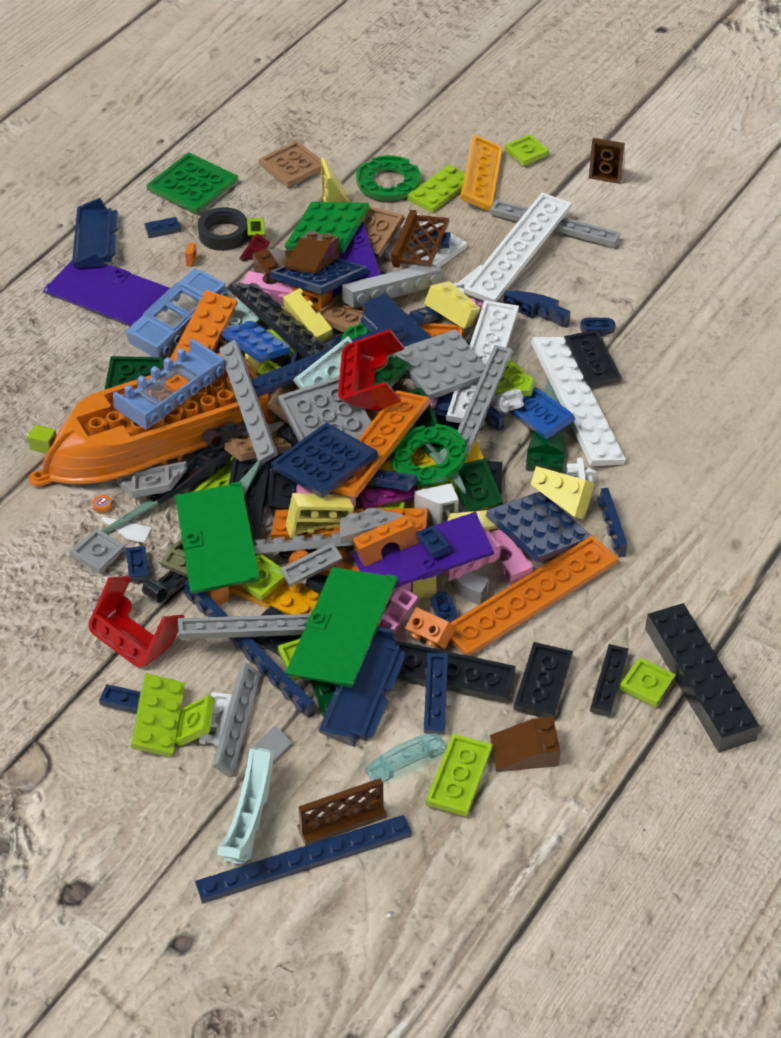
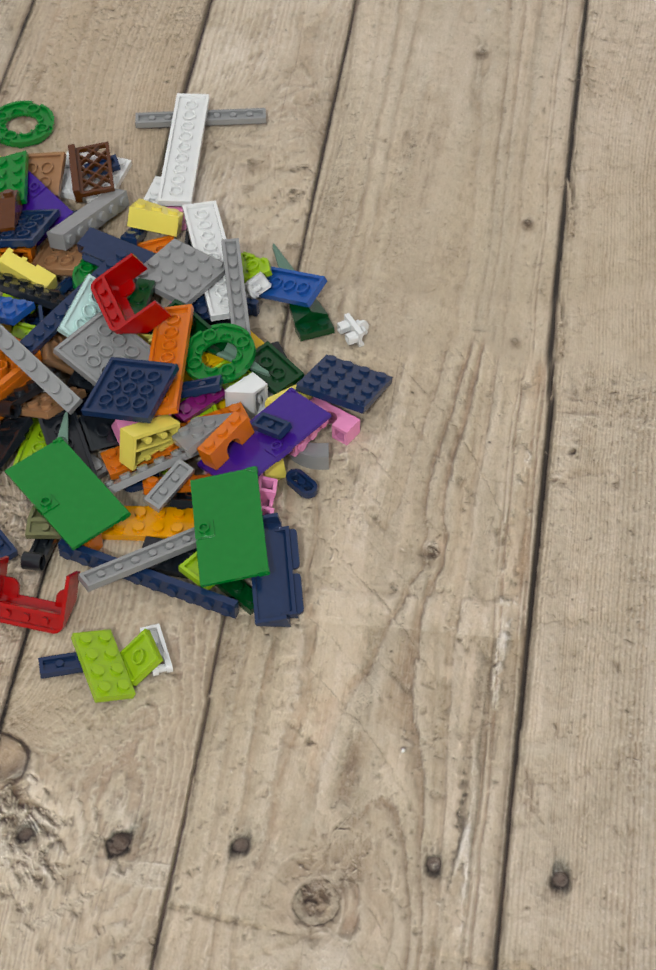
camera: 25 degrees left, 0 degrees up
(236, 720) = (176, 642): light grey plate -> none
(240, 838) = (233, 699): light aqua arch -> none
(270, 578) = (138, 512): lime plate -> none
(274, 740) = (219, 656): light grey slope -> none
(302, 859) = (302, 735): dark blue plate -> none
(338, 821) = (318, 682): reddish brown fence -> none
(404, 755) = (339, 617): clear light blue slope -> none
(430, 628) = (302, 503): orange brick -> none
(436, 693) = (339, 554): dark blue plate -> none
(438, 189) = (76, 119): lime plate -> none
(459, 775) = (396, 614): lime plate -> none
(465, 673) = (345, 531): black plate -> none
(481, 172) = (108, 92): light orange plate -> none
(526, 150) = (136, 59): lime plate -> none
(526, 746) = (439, 568): reddish brown slope -> none
(531, 595) = (368, 446): orange plate -> none
(537, 304) = (231, 195): dark blue slope -> none
(543, 680) = (421, 510): black plate -> none
(565, 490) = (350, 345): light yellow wedge -> none
(574, 394) = (304, 259): white plate -> none
(593, 358) = (304, 226): black plate -> none
(603, 325) = (292, 196): dark blue plate -> none
(607, 160) = (219, 46): reddish brown slope -> none
(609, 680) = (476, 490): black plate -> none
(614, 526) = (404, 359): dark blue plate -> none
(647, 682) = (508, 479): lime plate -> none
(702, 678) = (550, 459): black brick -> none

